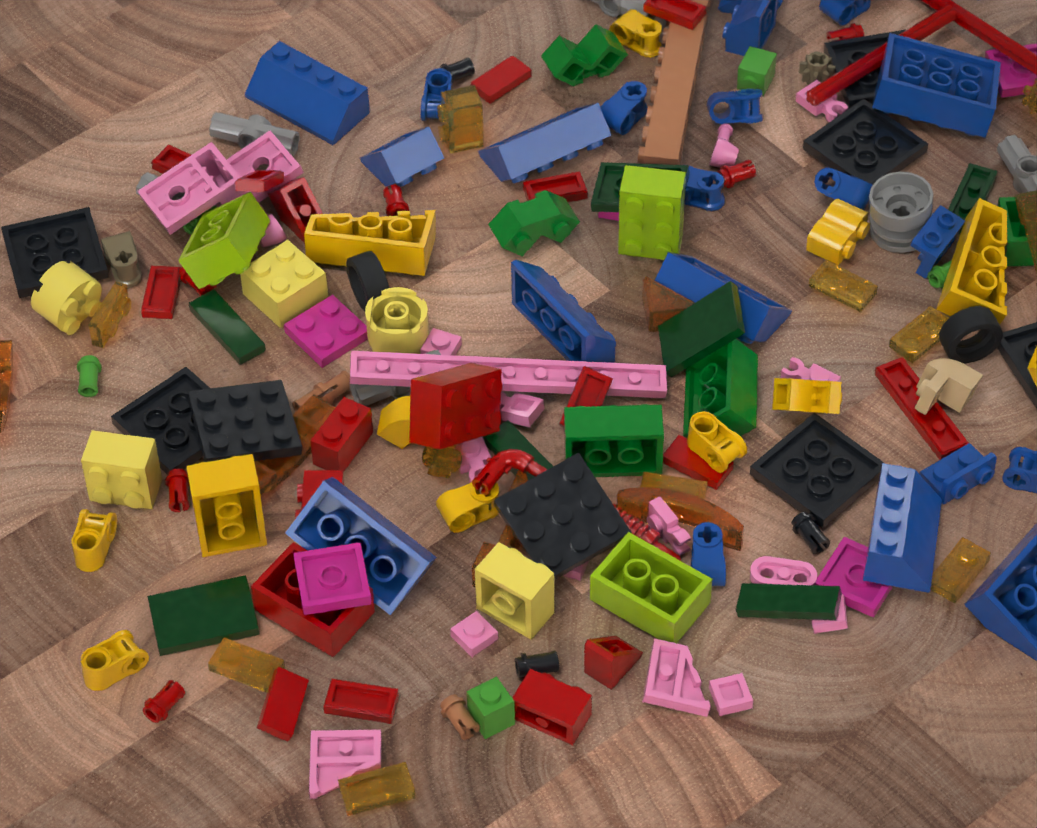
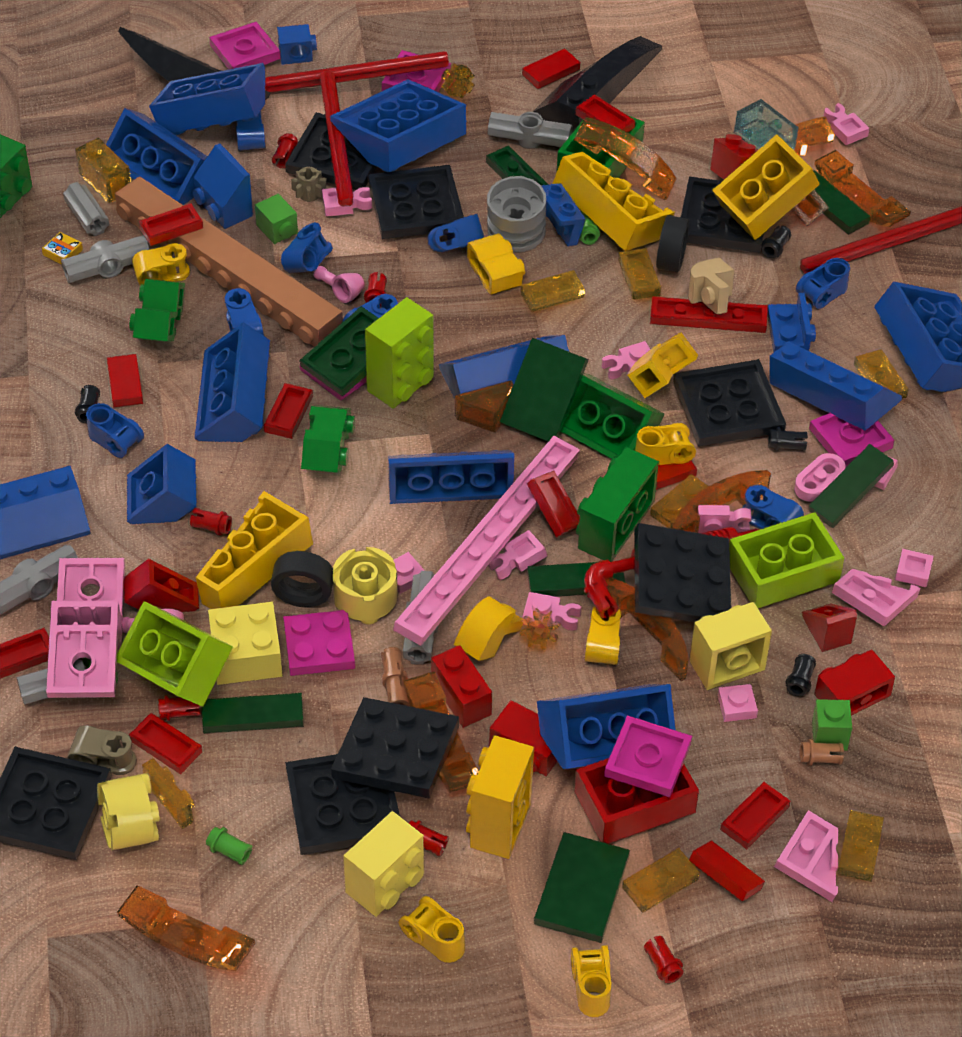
camera: 60 degrees left, 0 degrees up
(259, 181) = (128, 591): red tile -> none
(455, 405) = (521, 578): red brick -> none
(461, 119) = (166, 419): clear yellow brick -> none

